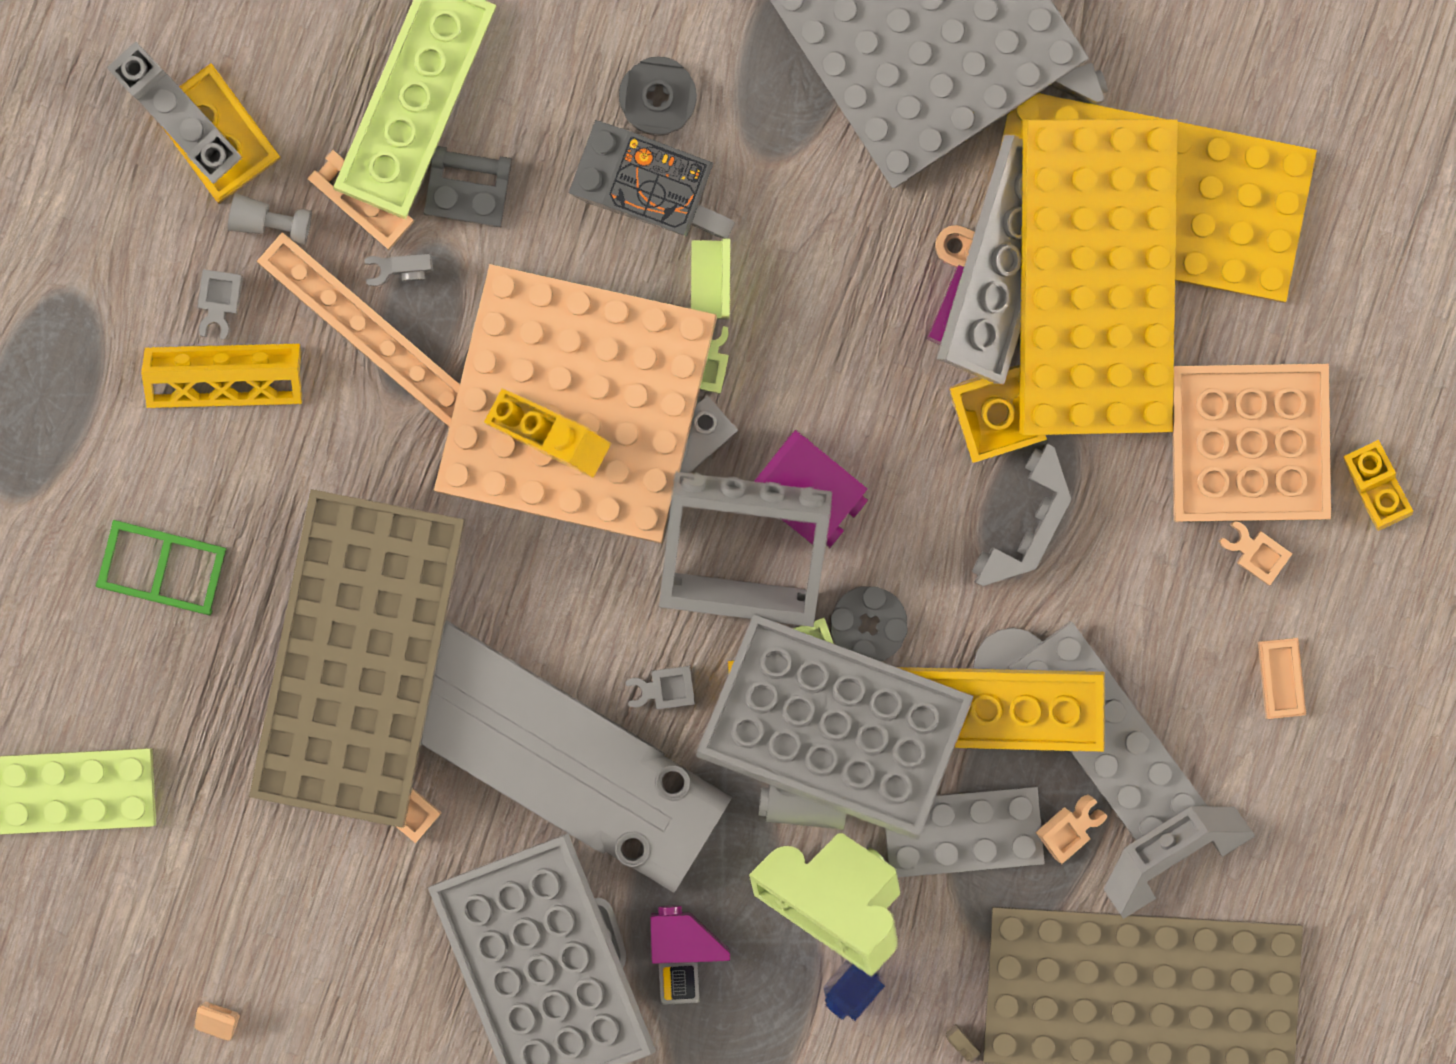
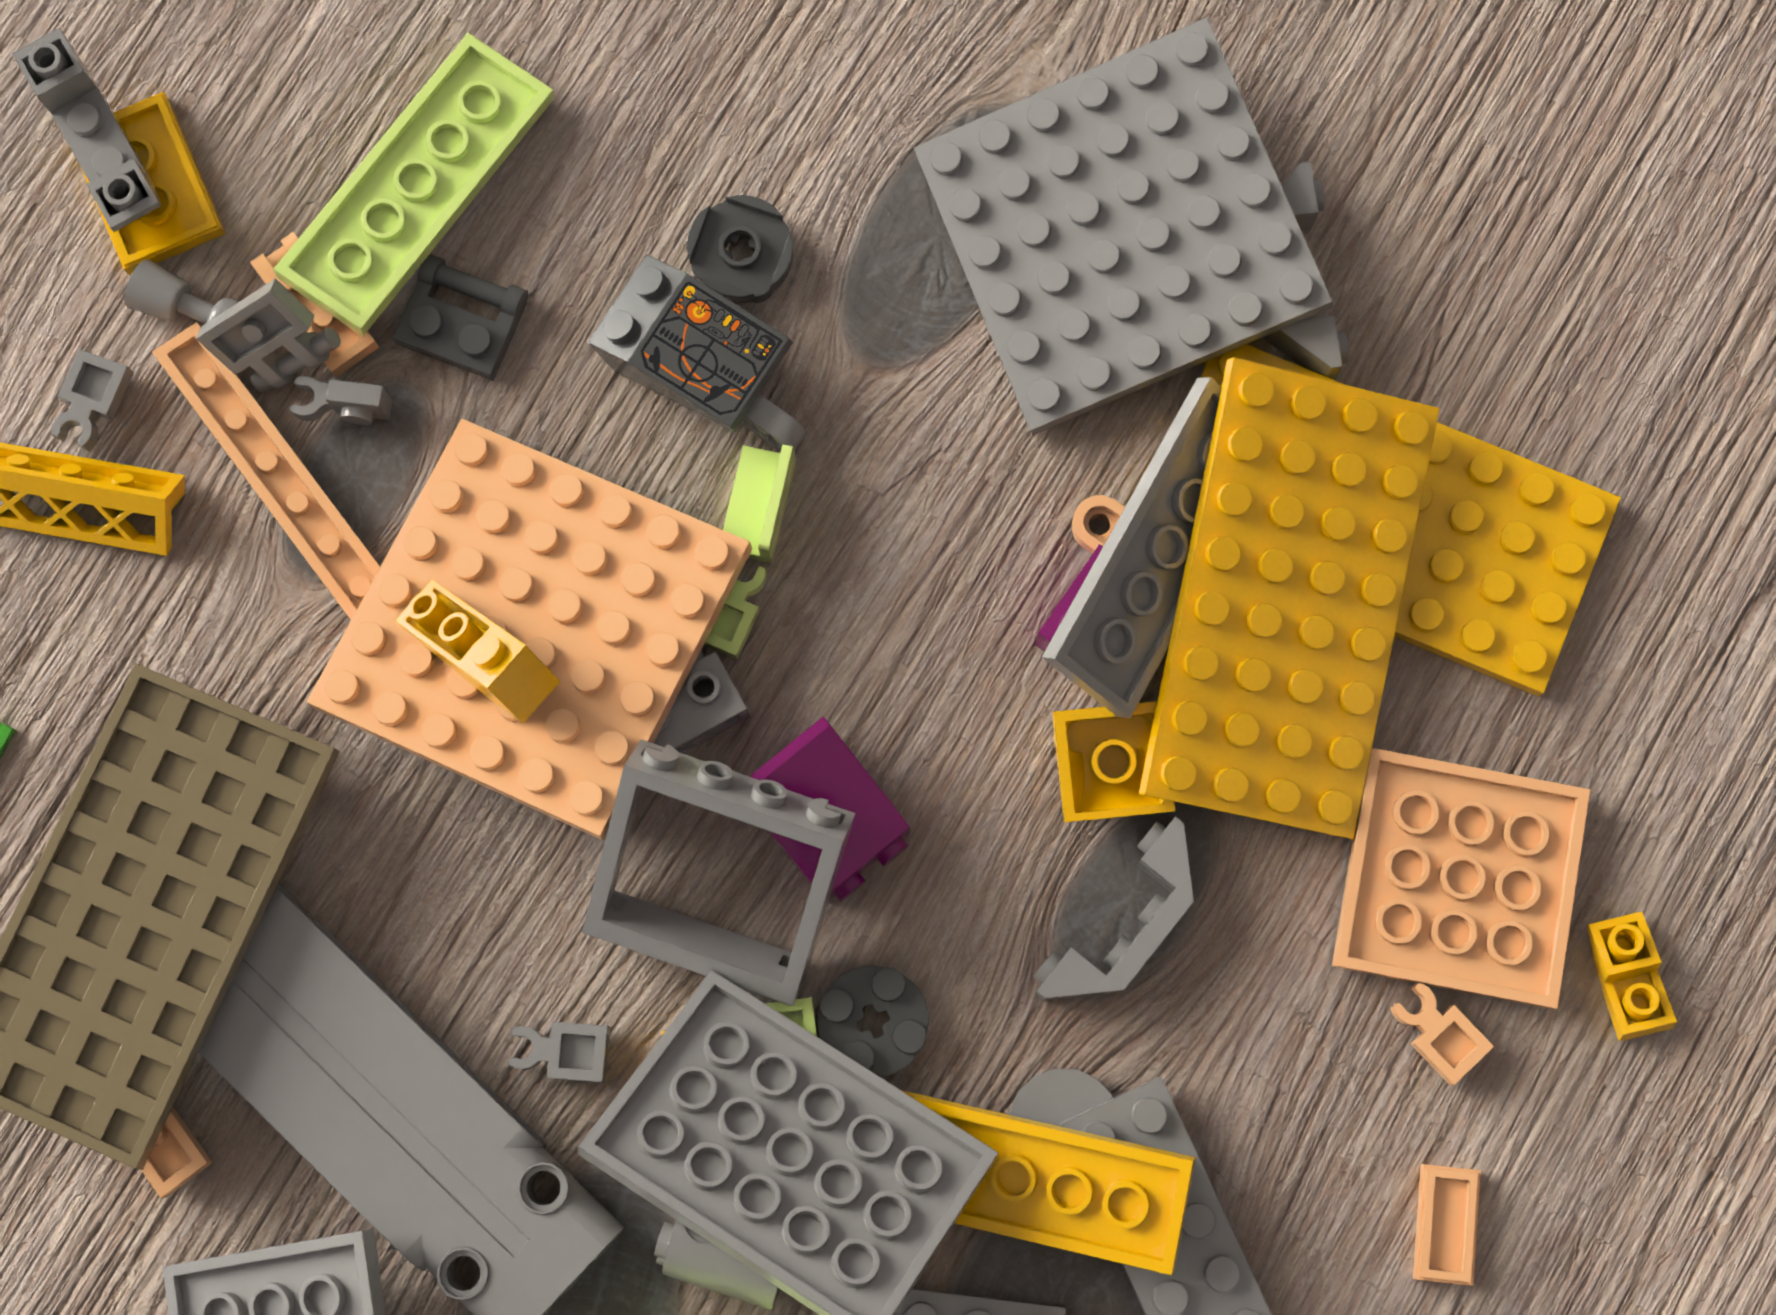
camera: 20 degrees right, 10 degrees down
(341, 236) = (261, 324): none -> light grey plate

